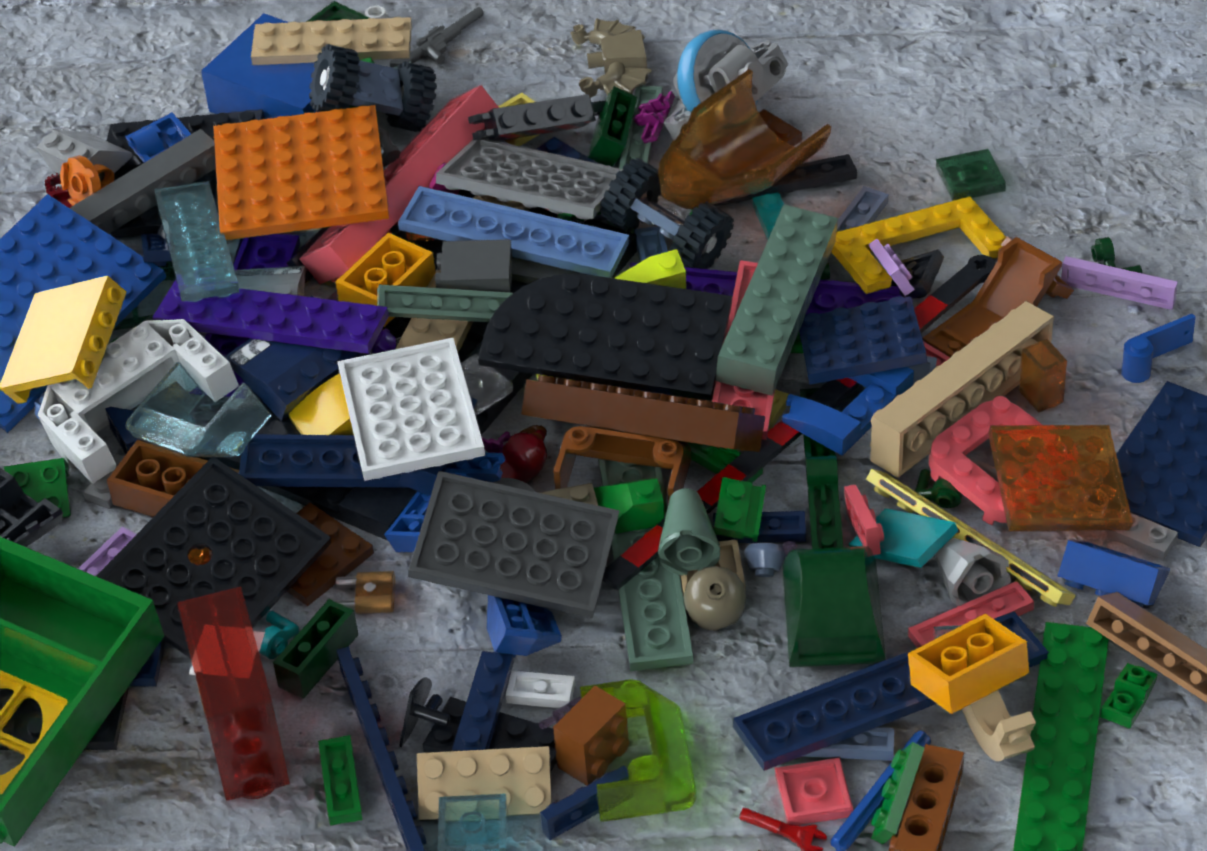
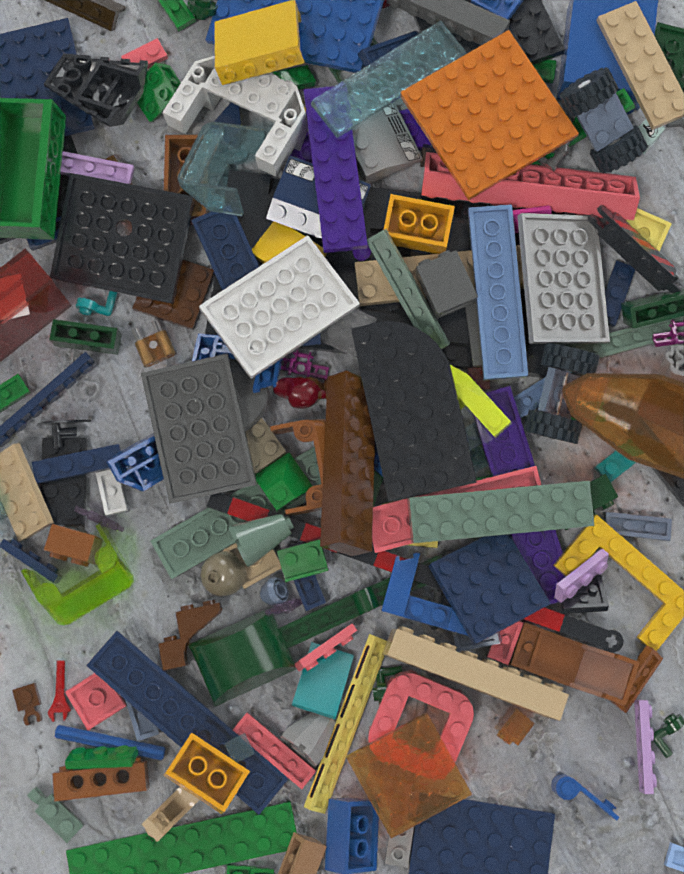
camera: 60 degrees right, 35 degrees up
(763, 658) = (190, 622): none -> reddish brown arch

